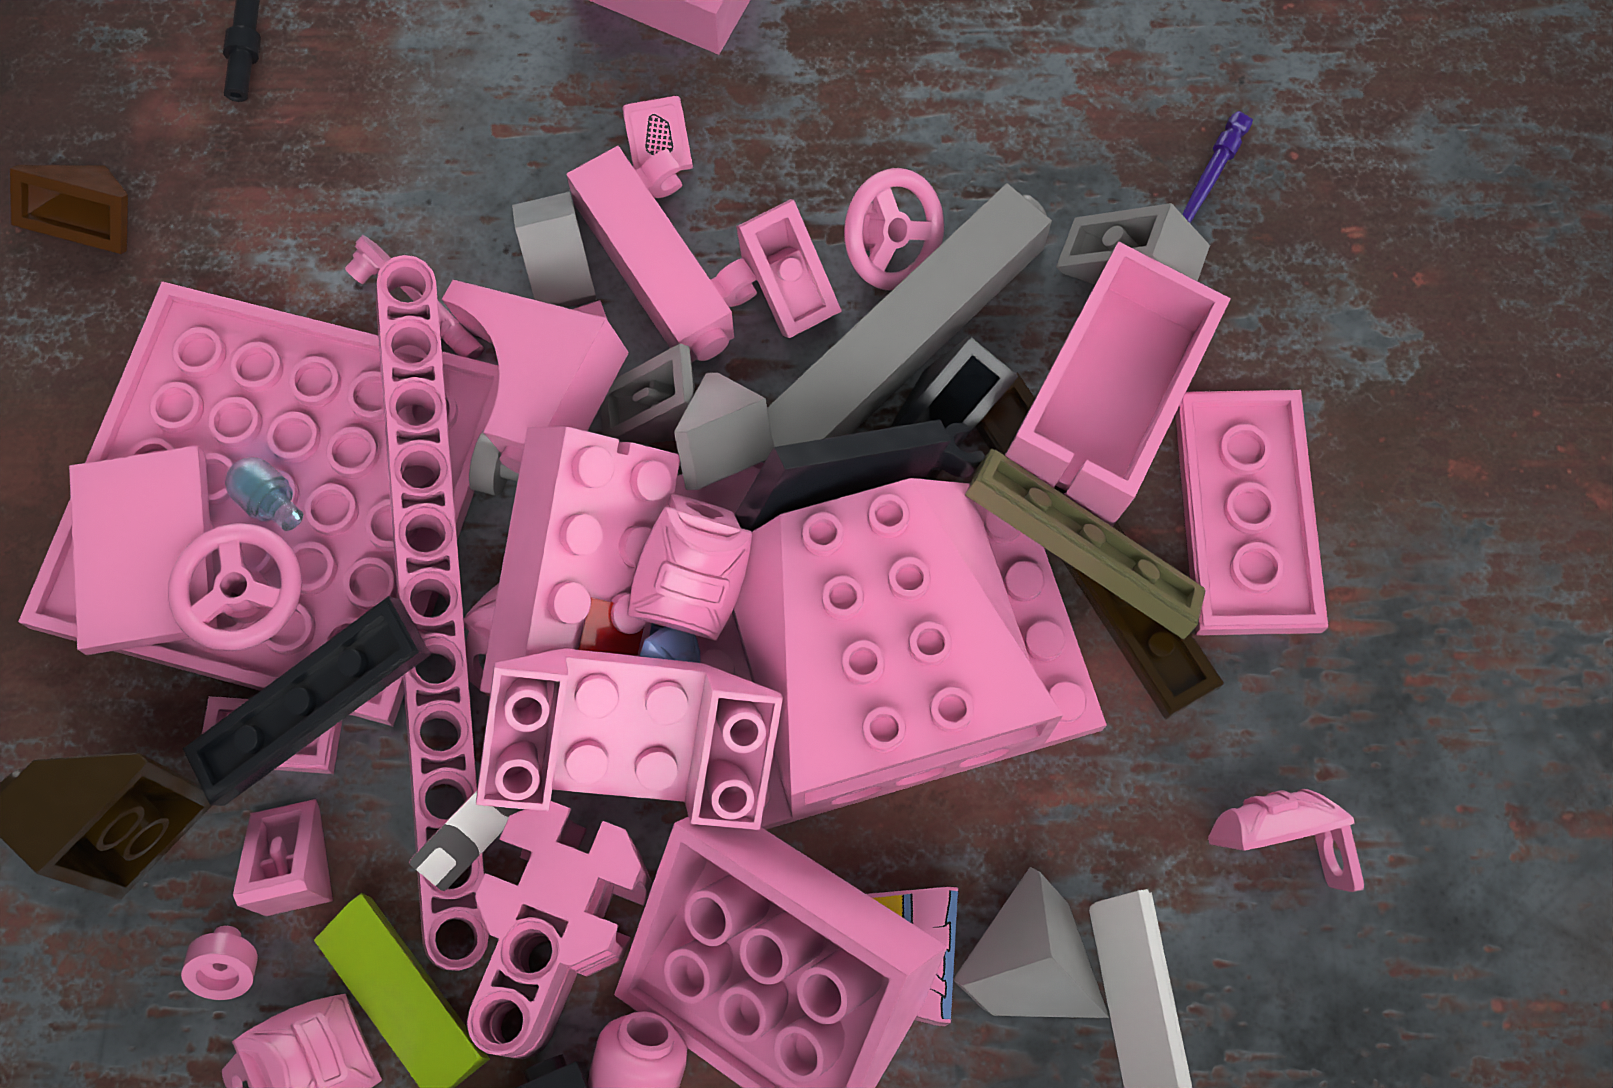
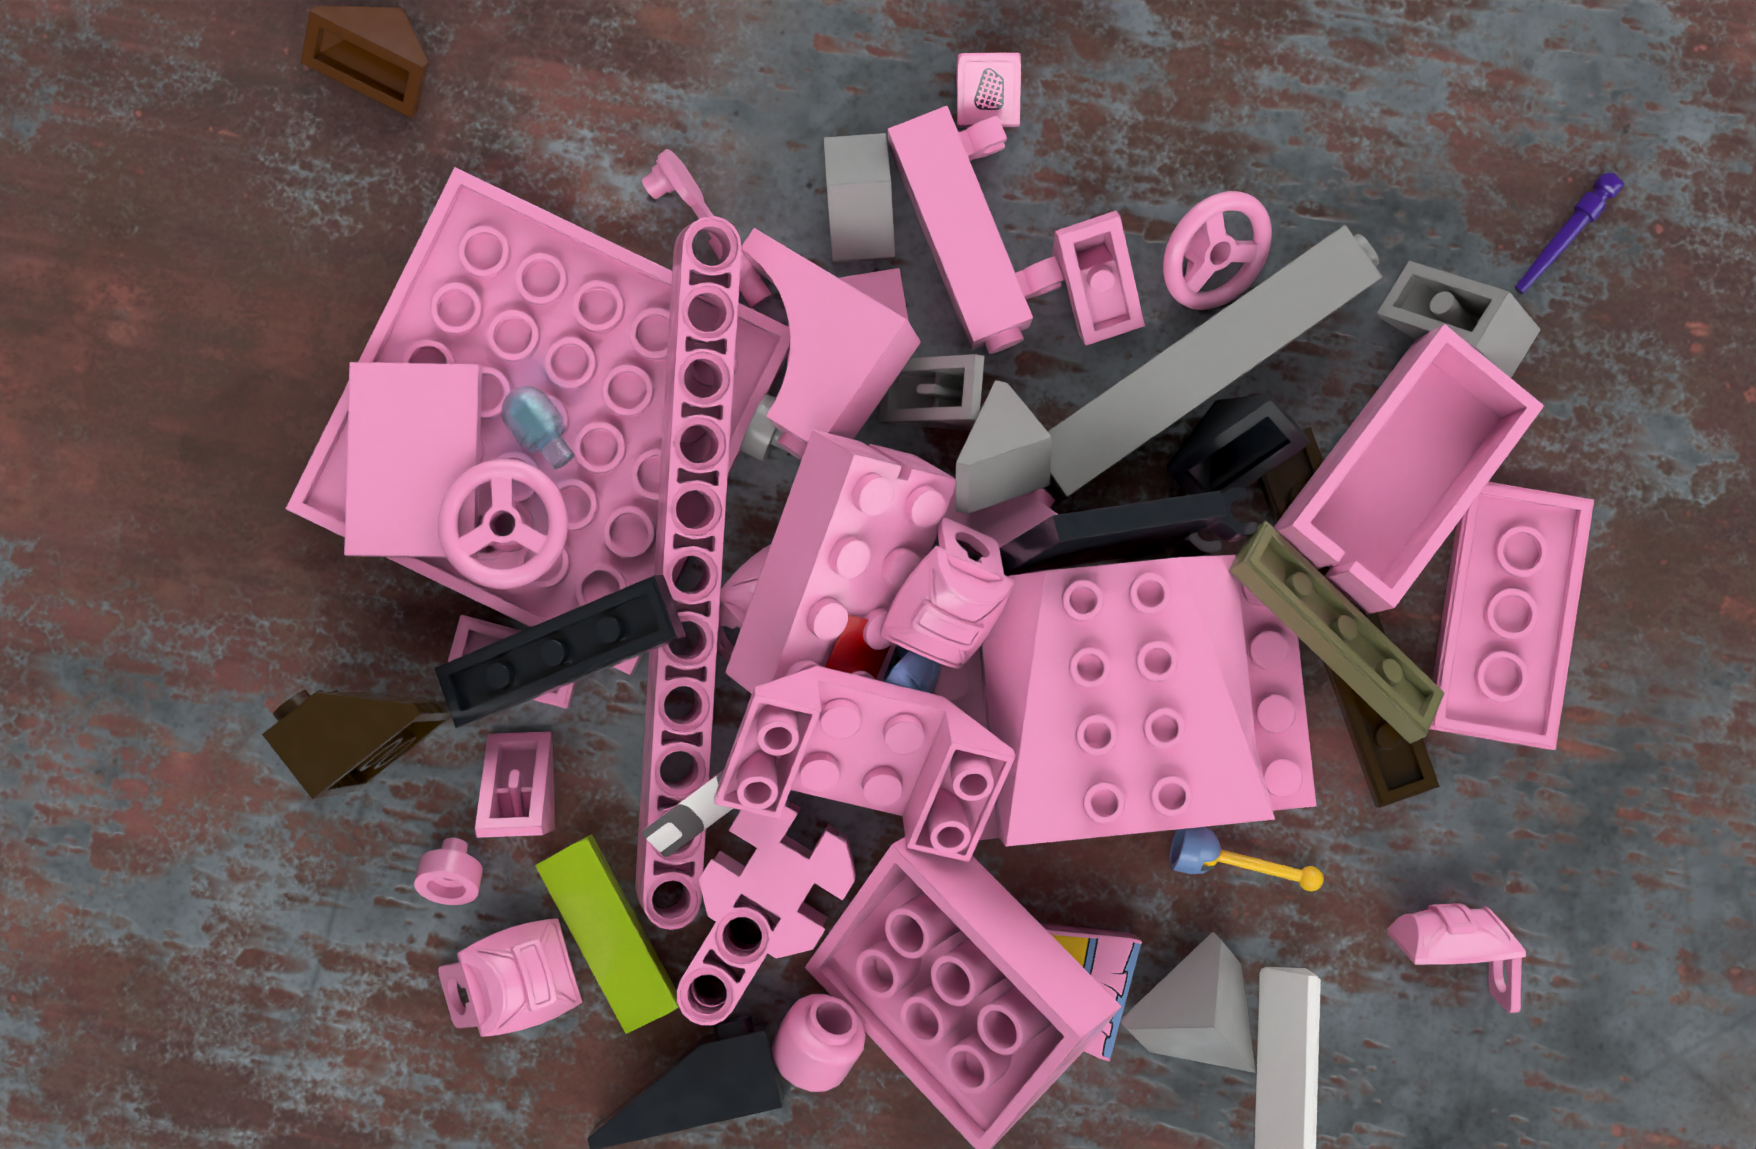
camera: 10 degrees right, 15 degrees up
(998, 792) = (1199, 851): none -> hinge

